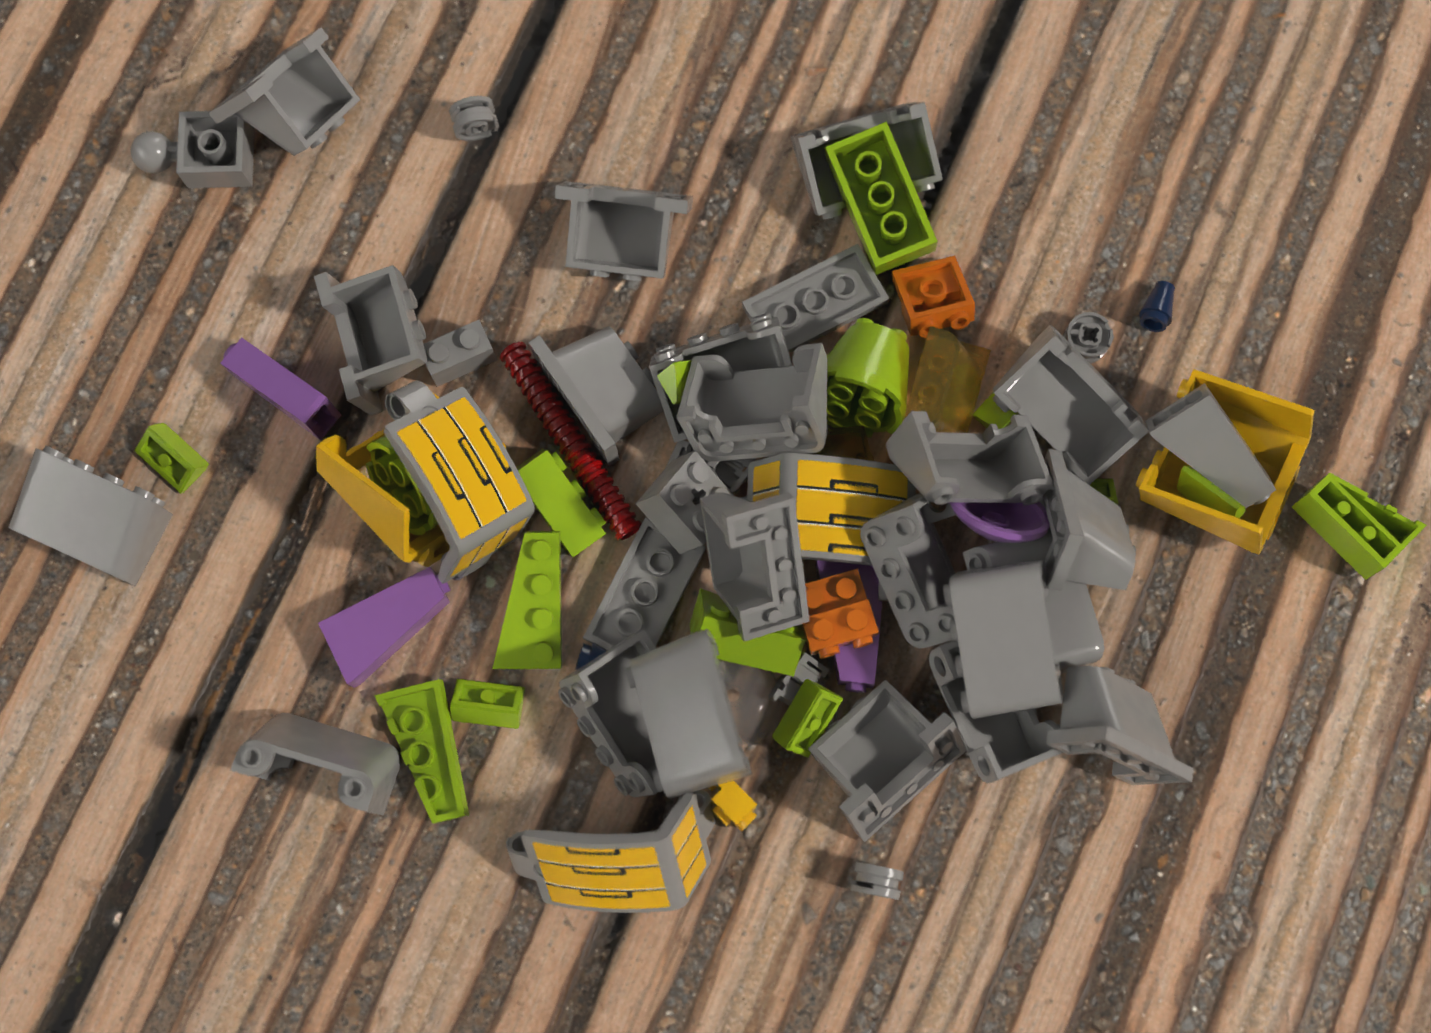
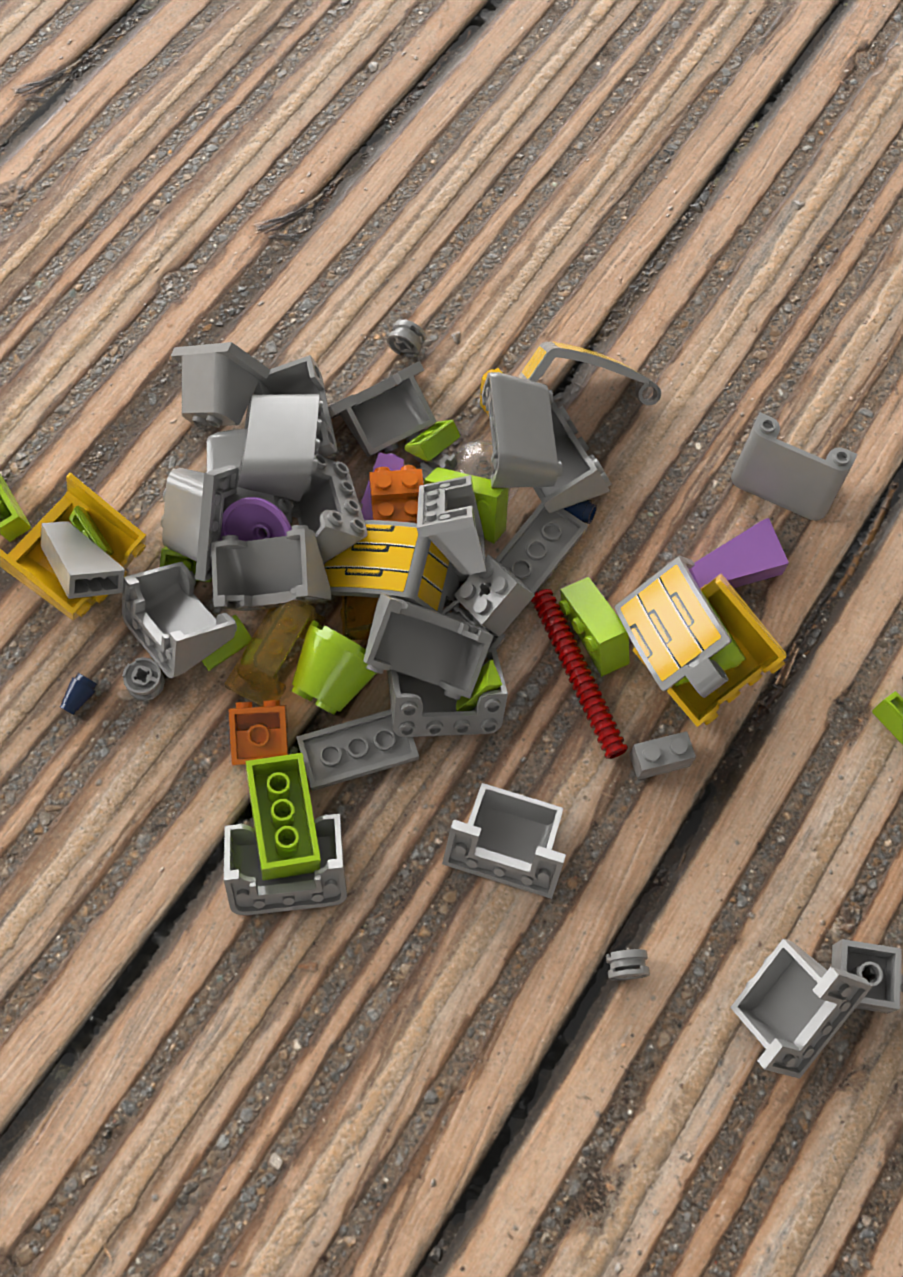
camera: 175 degrees left, 10 degrees down
(281, 388) = (813, 750): medium lavender slope -> none
(375, 330) = (729, 772): light grey windscreen -> none
(426, 737) = (710, 477): lime wing -> none
(487, 703) = (664, 501): lime slope -> none
(533, 614) = (622, 550): lime wing -> none
(601, 386) = (551, 705): light grey windscreen -> none

